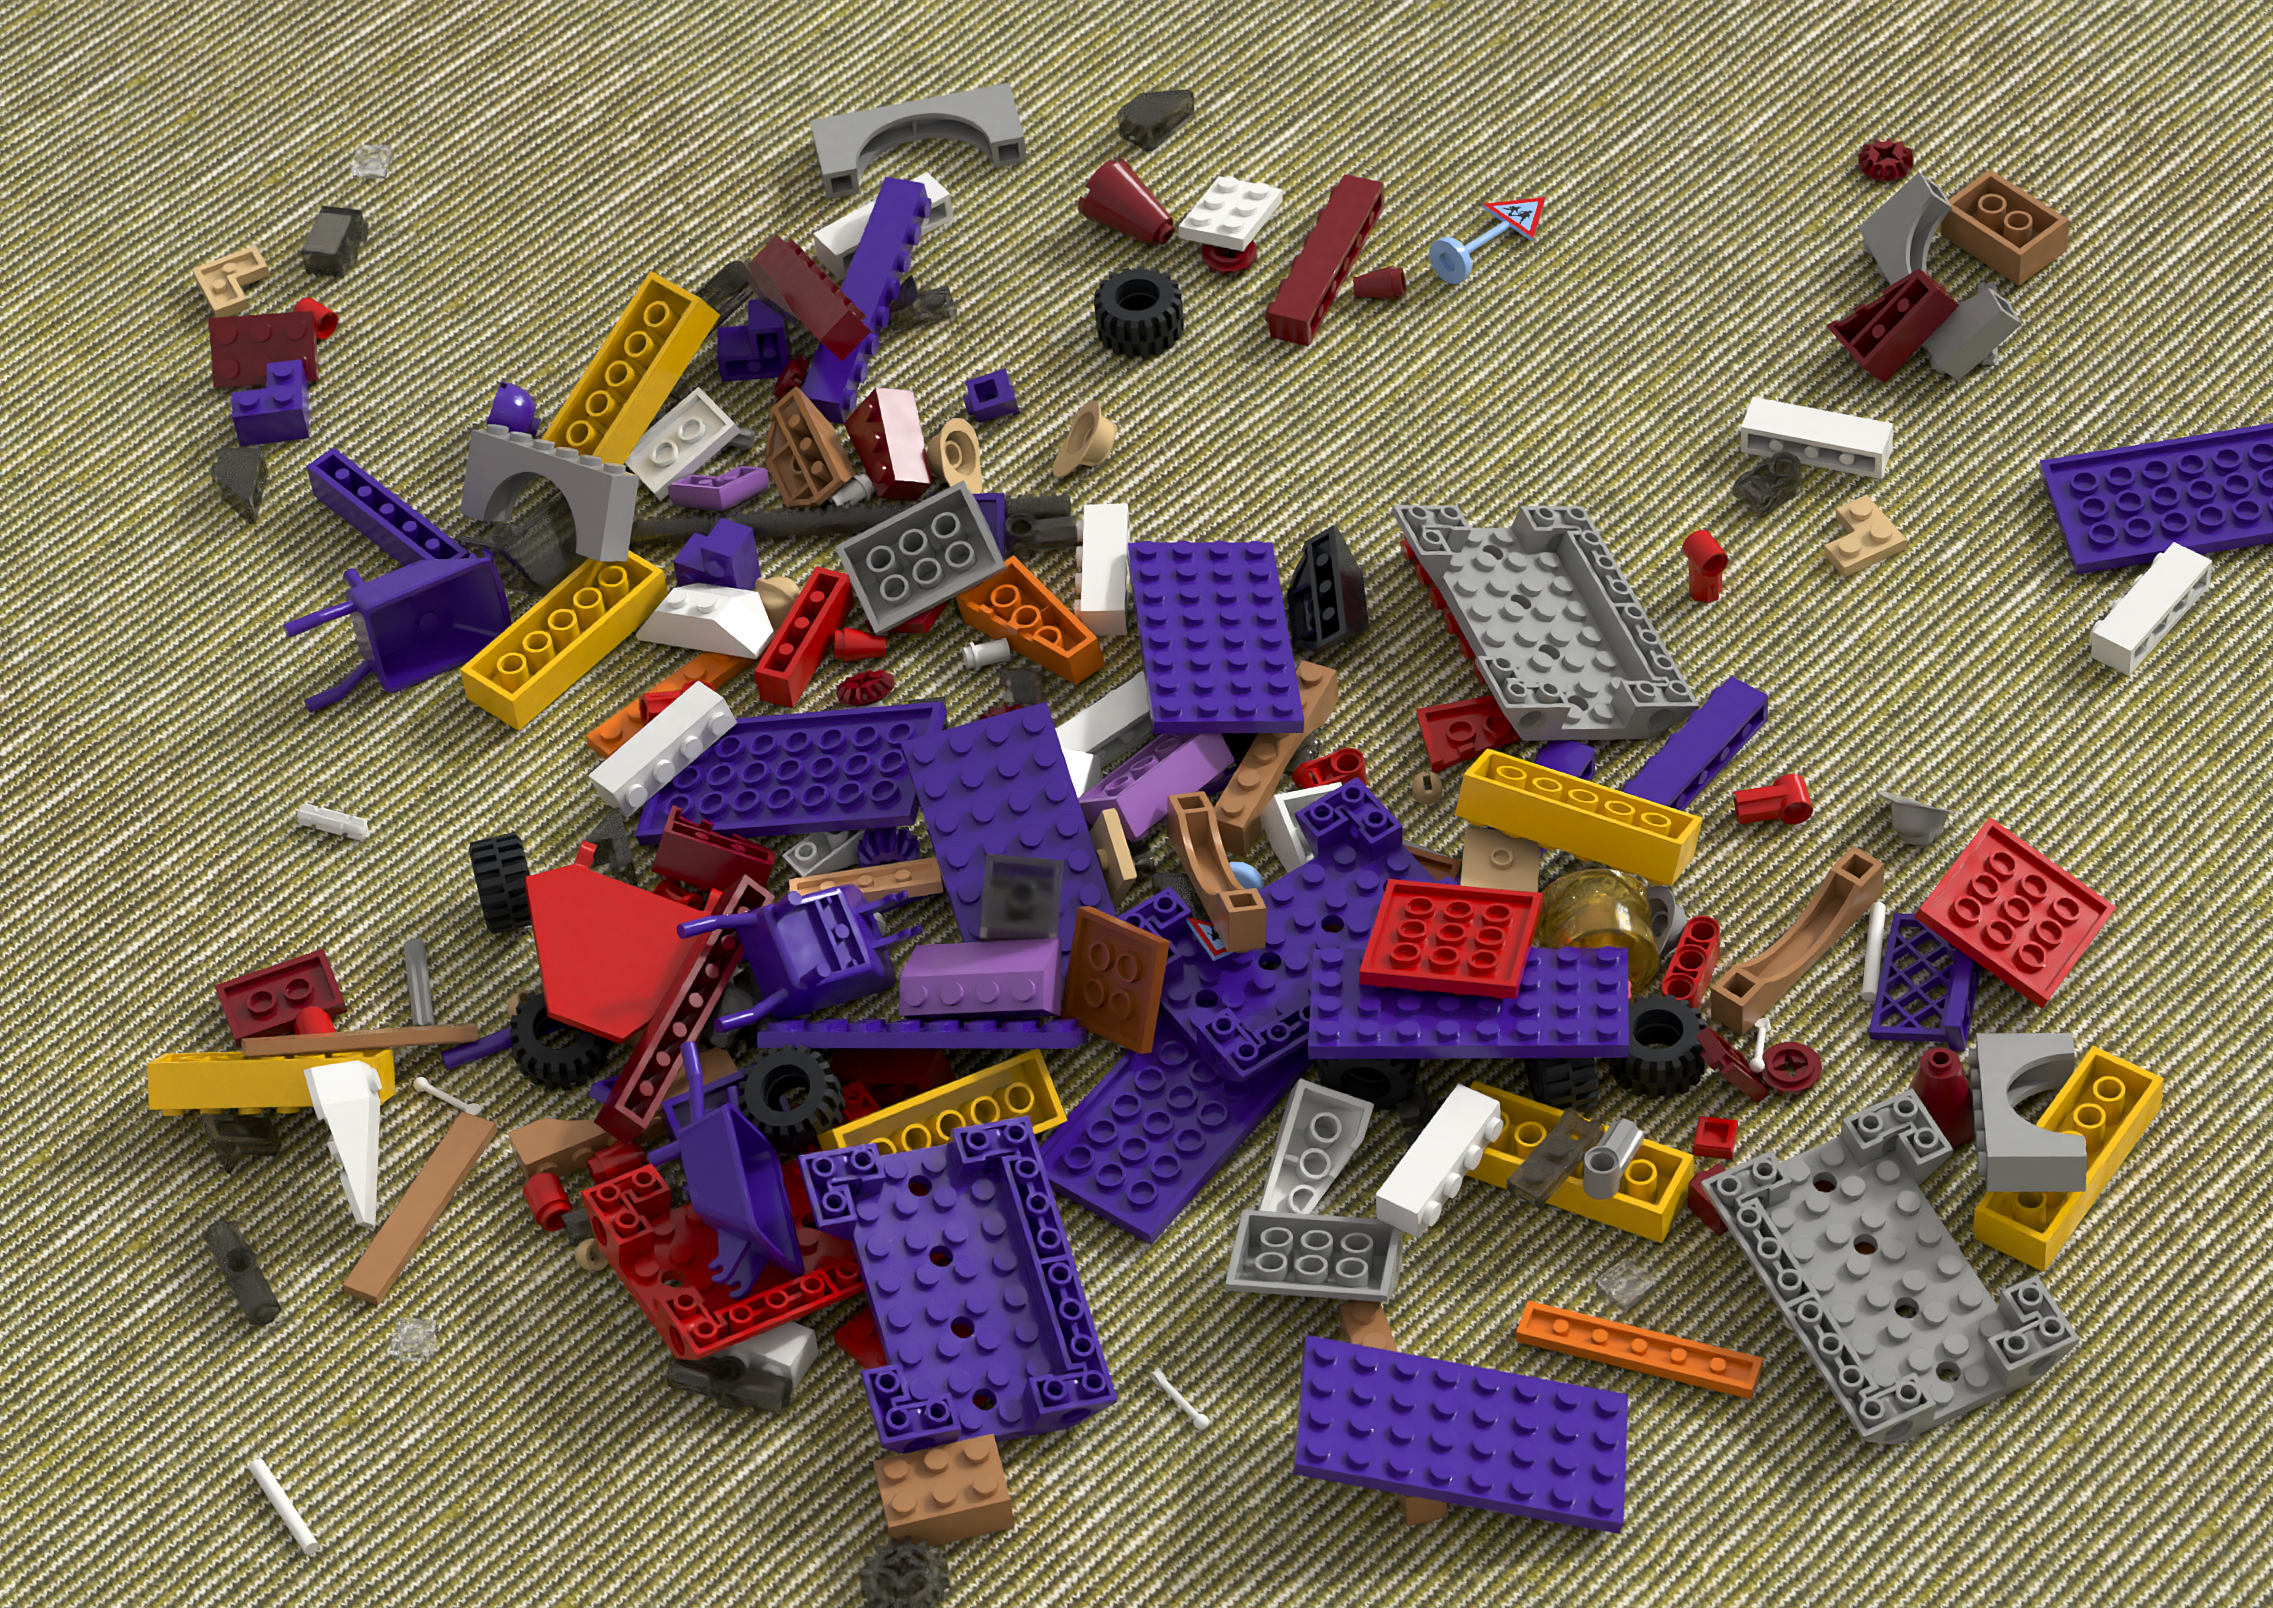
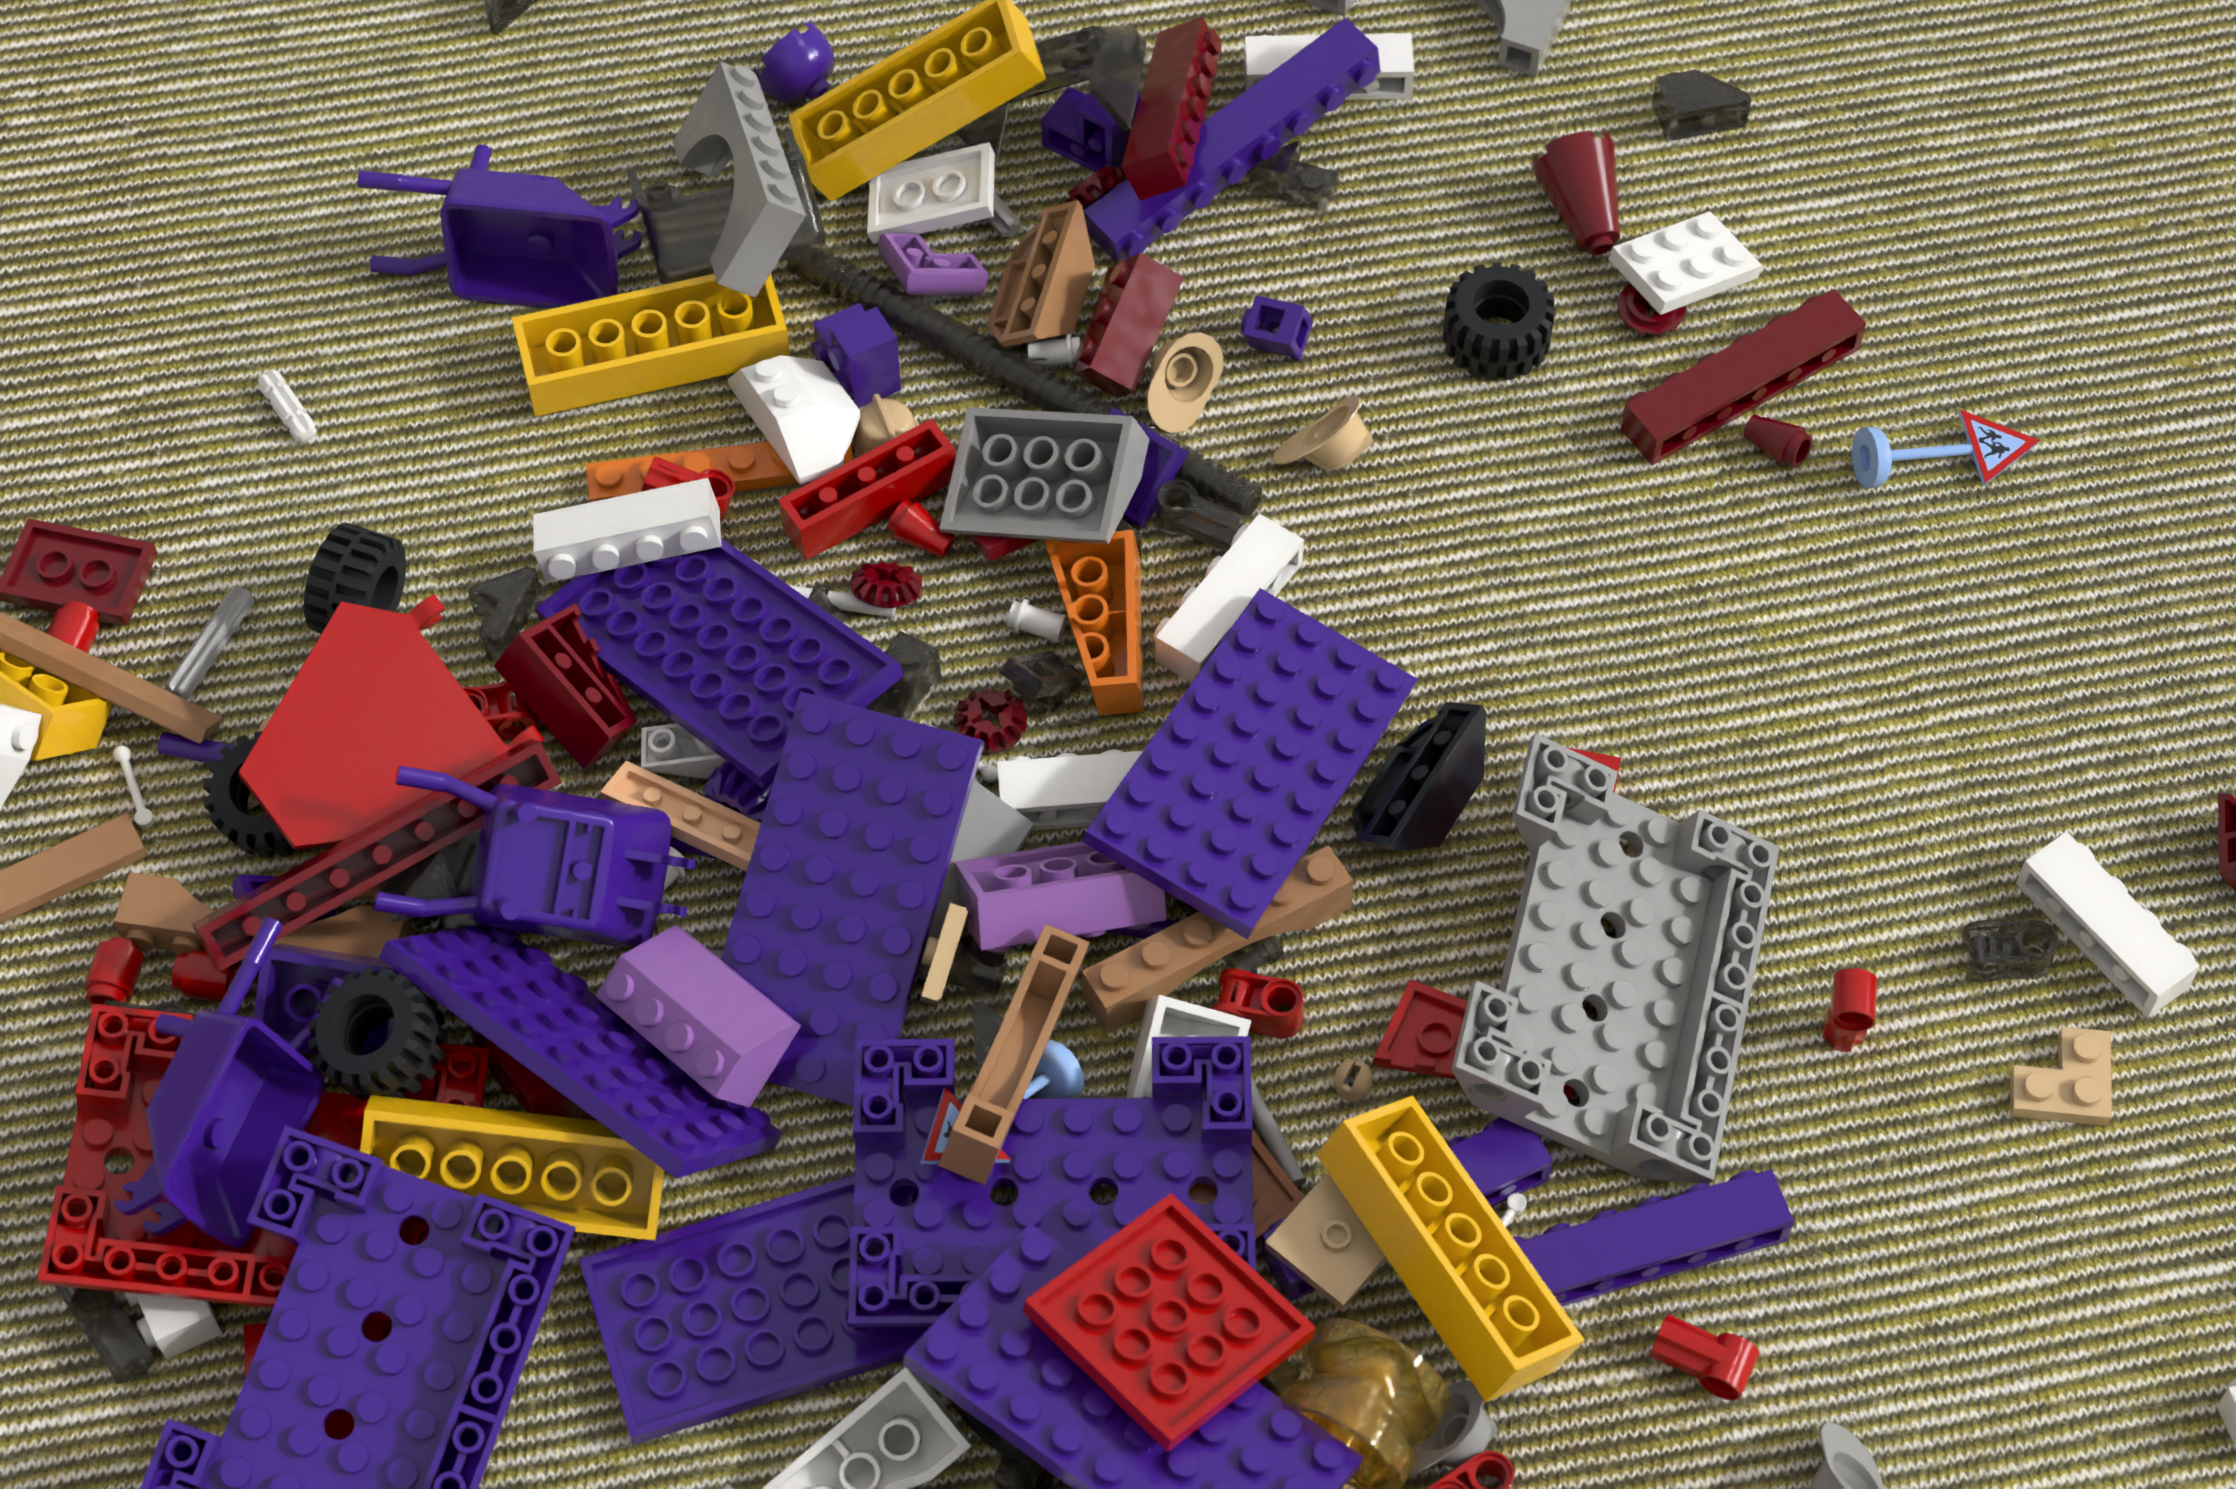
camera: 30 degrees right, 10 degrees up
(378, 511) = (595, 104): dark purple brick -> none
(1020, 898) = (790, 954): clear smoke brick -> none
(1115, 979) = (820, 1109): dark orange plate -> none

